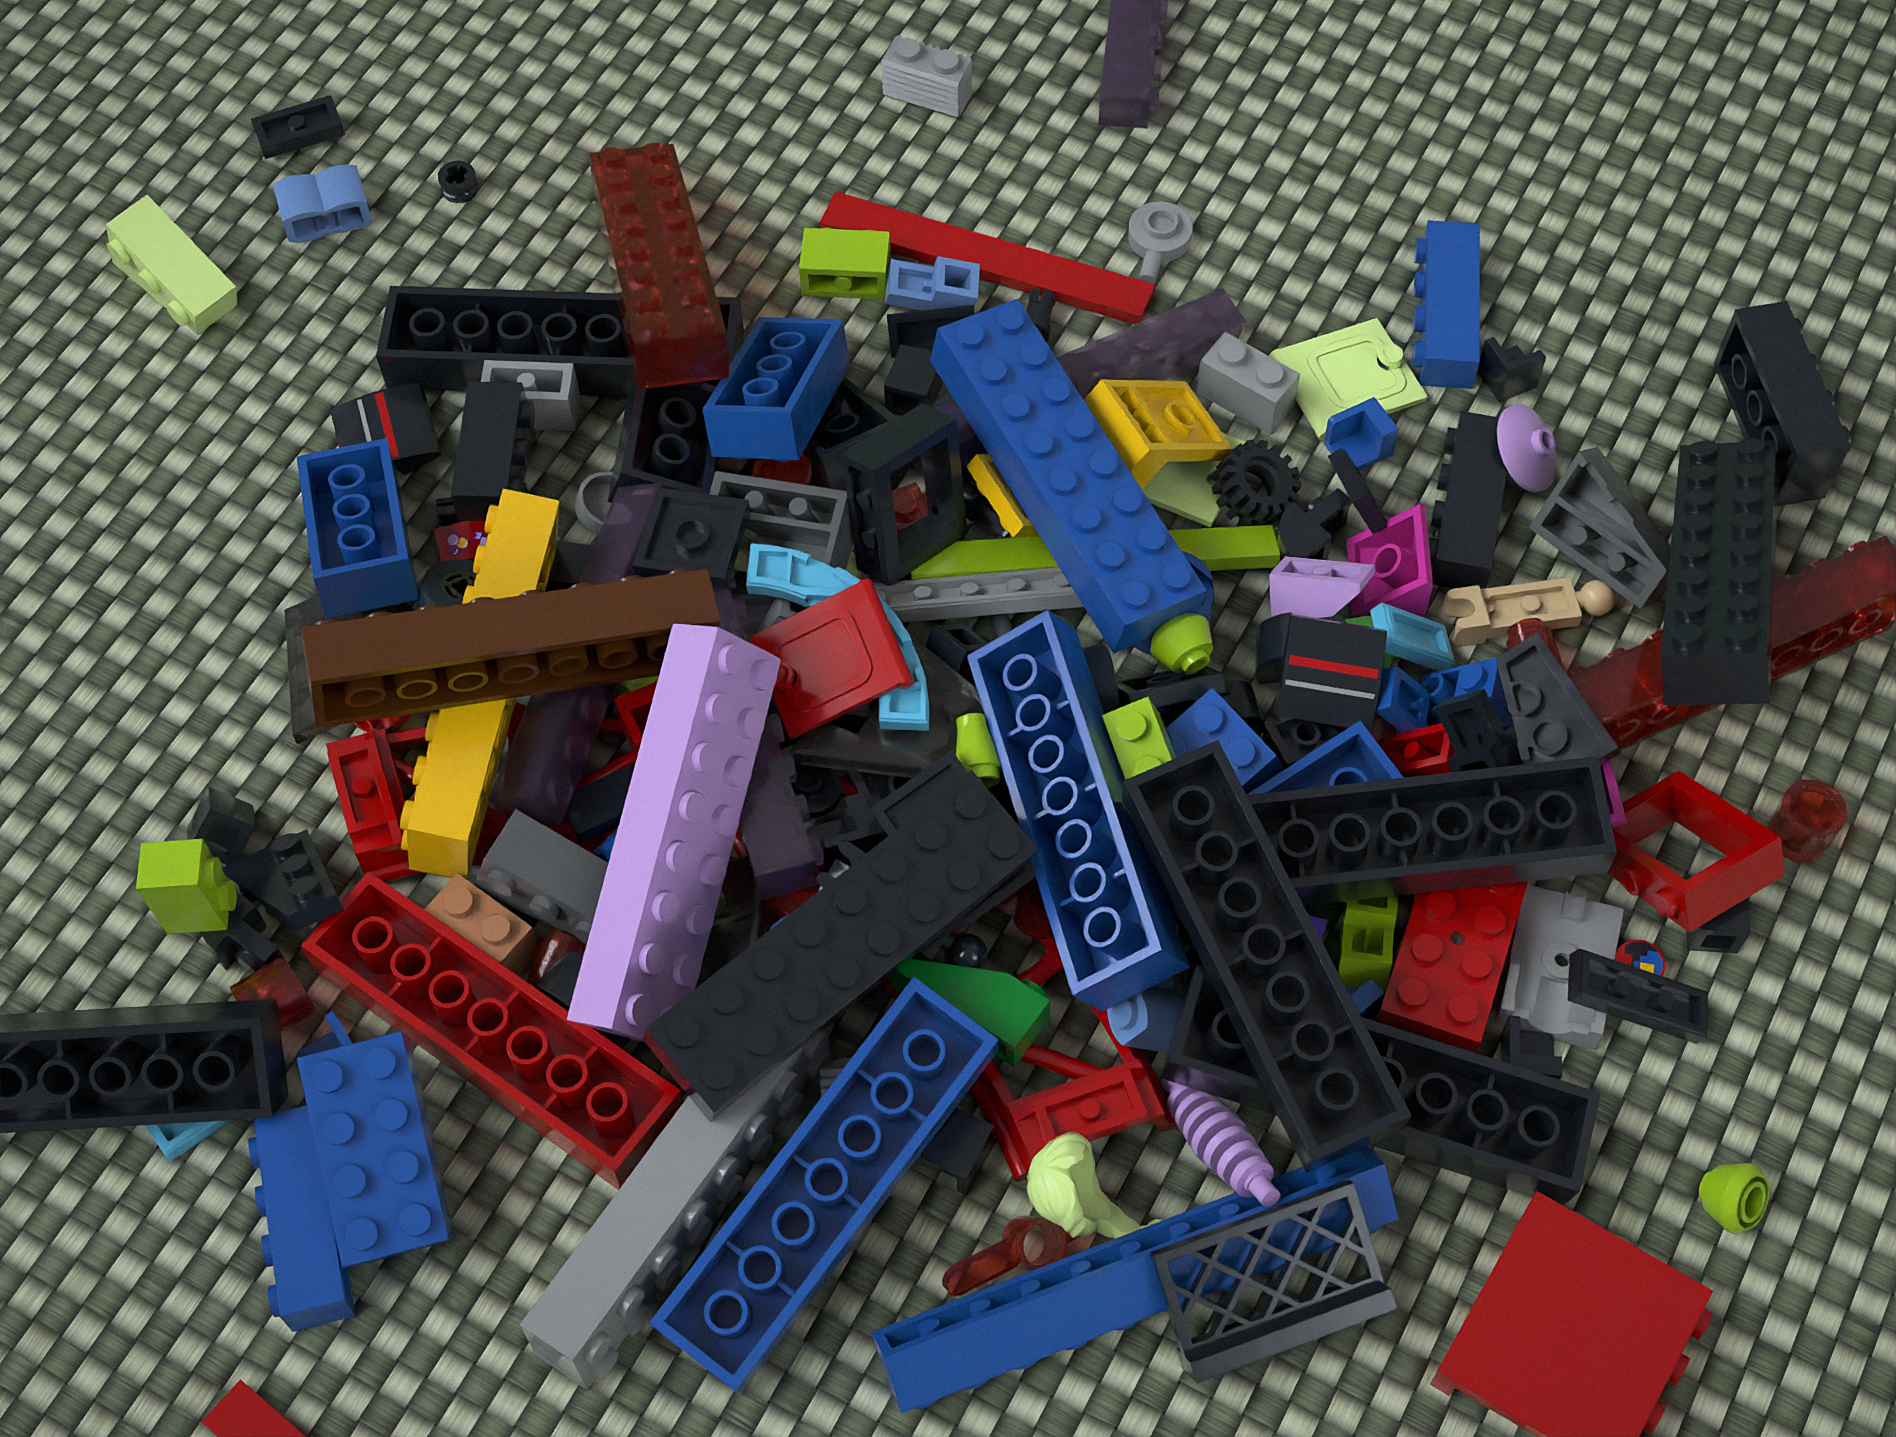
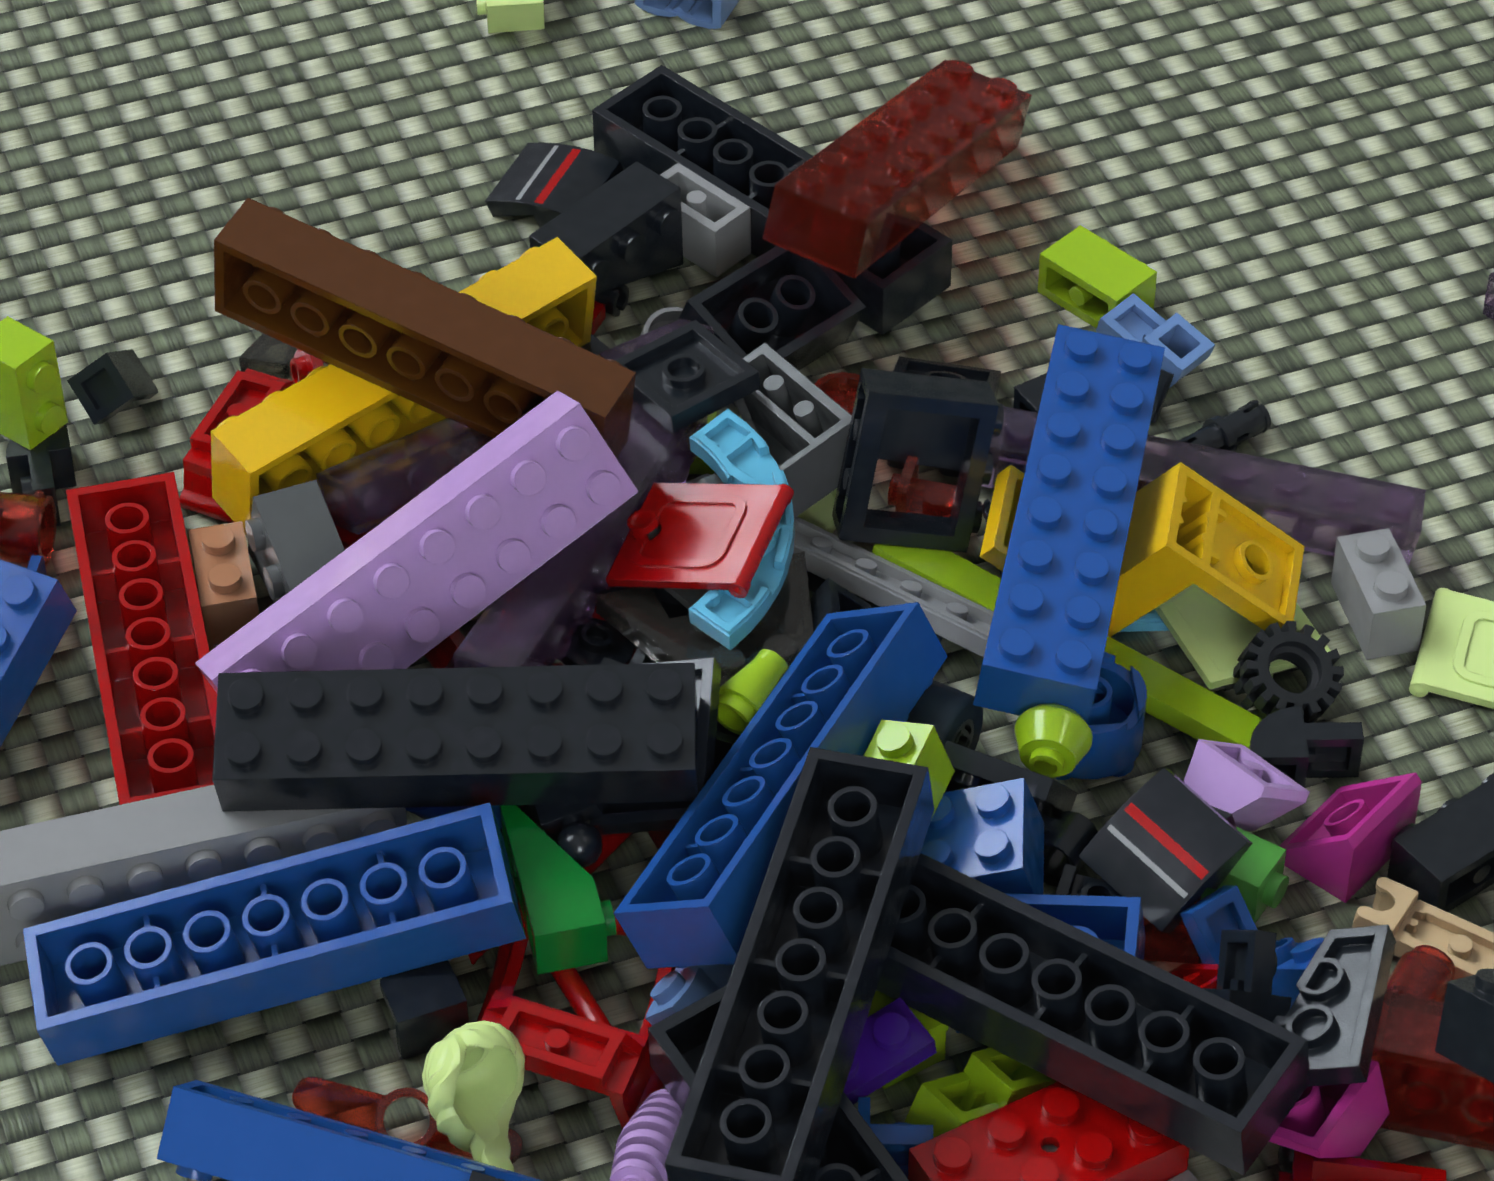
camera: 40 degrees right, 15 degrees down
(287, 881) = (119, 449): black wing -> none
(356, 528) = (450, 217): blue brick -> none
(458, 171) = (824, 35): black bush -> none
(777, 389) = (907, 325): blue brick -> none
(927, 76) = (1342, 175): light grey brick -> none
(999, 260) = (1248, 359): red tile -> none
(1159, 235) = (1435, 431): light grey piece -> none
(1357, 490) = (1380, 738): black tile -> none
(1363, 432) = (1446, 705): blue panel -> none
(1414, 637) = (1297, 887): medium azure tile -> none

